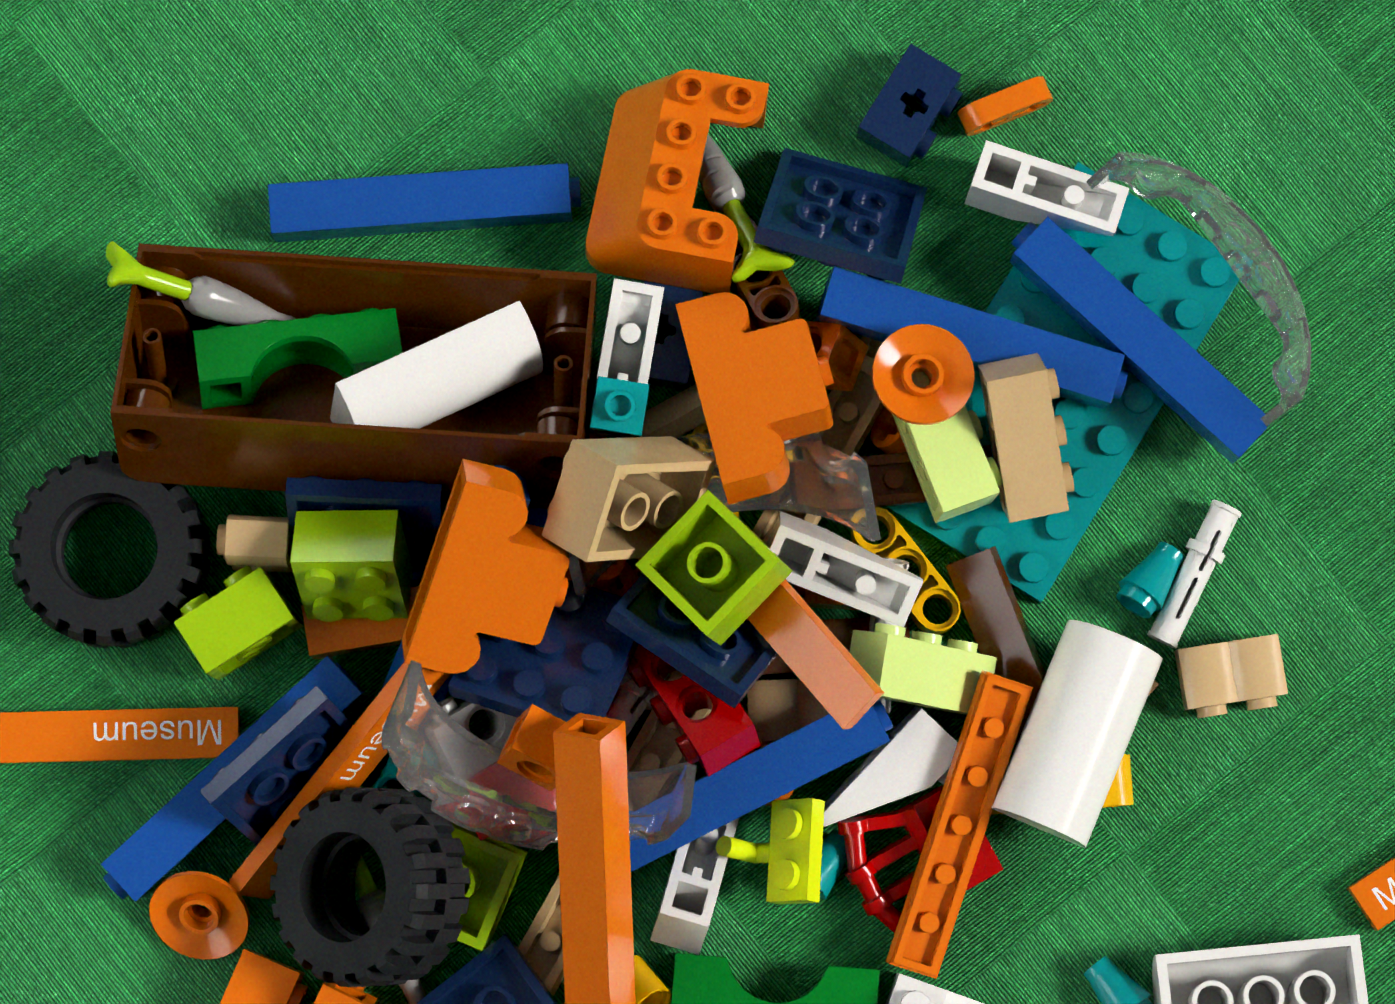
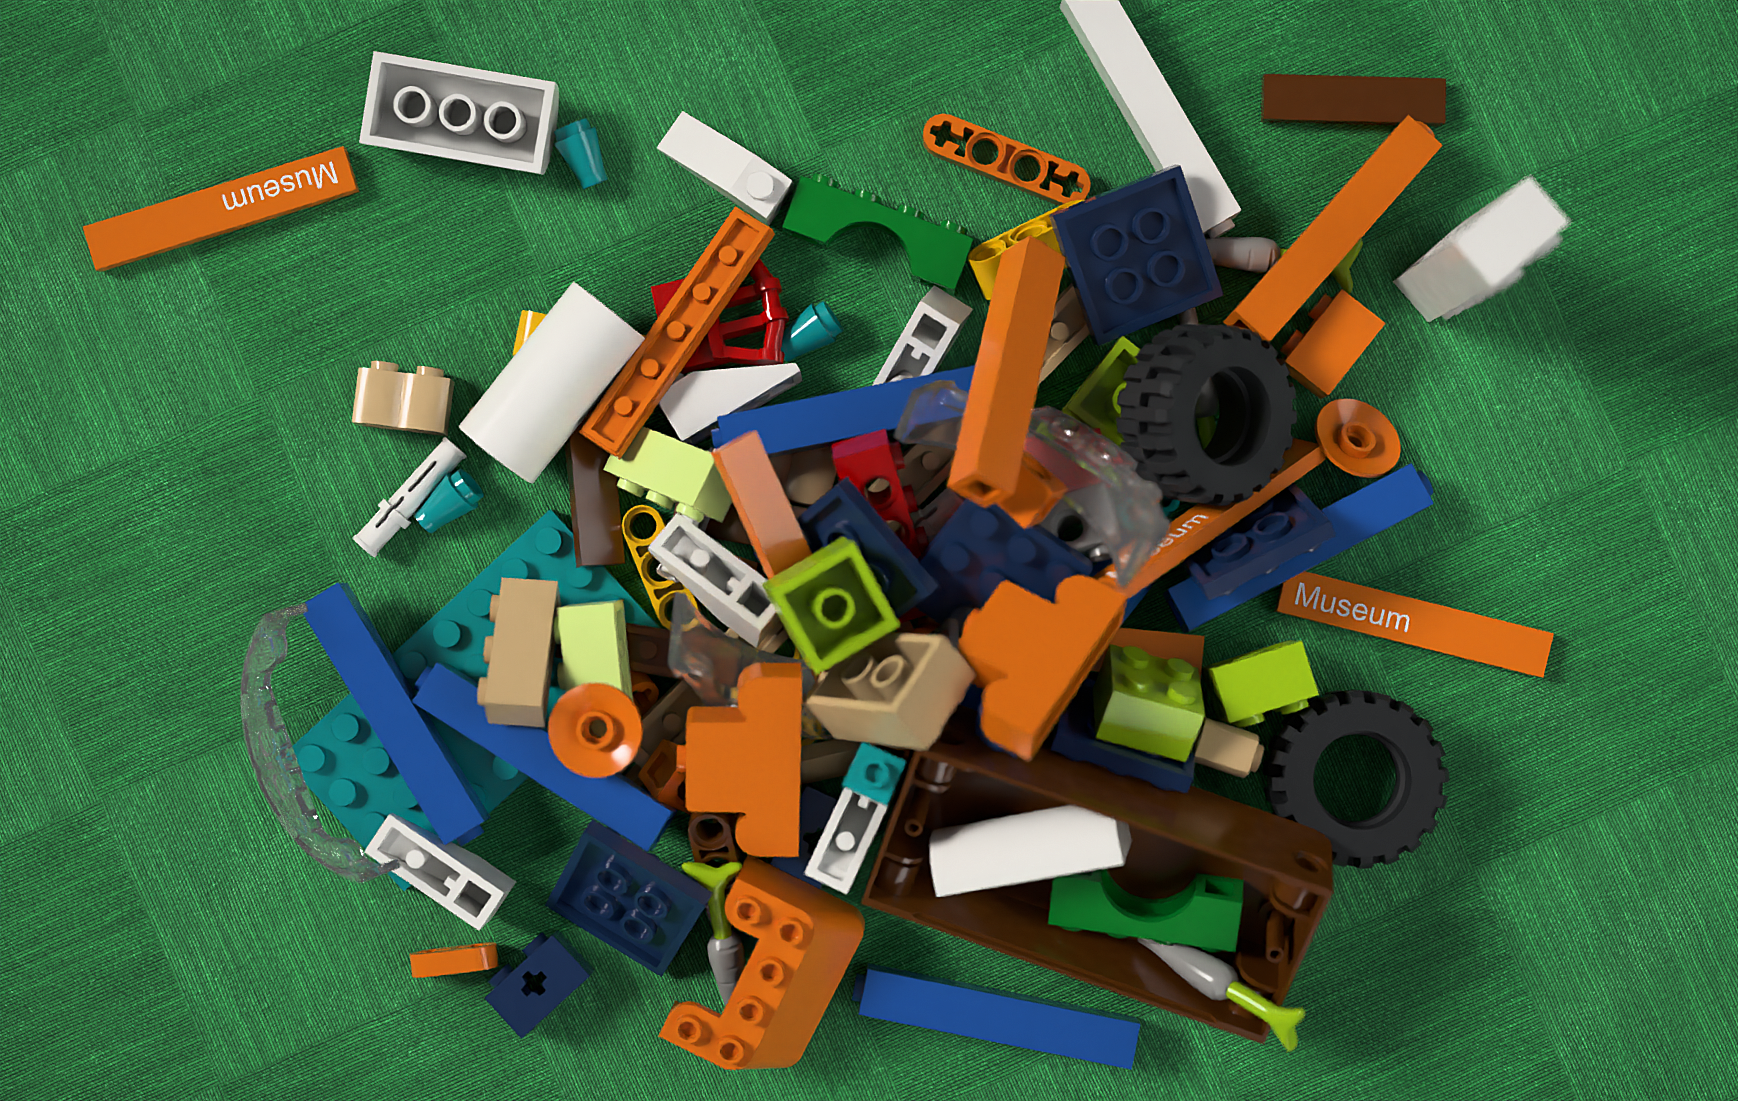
camera: 160 degrees left, 5 degrees up
(791, 854) = (829, 349): neon yellow plate -> none

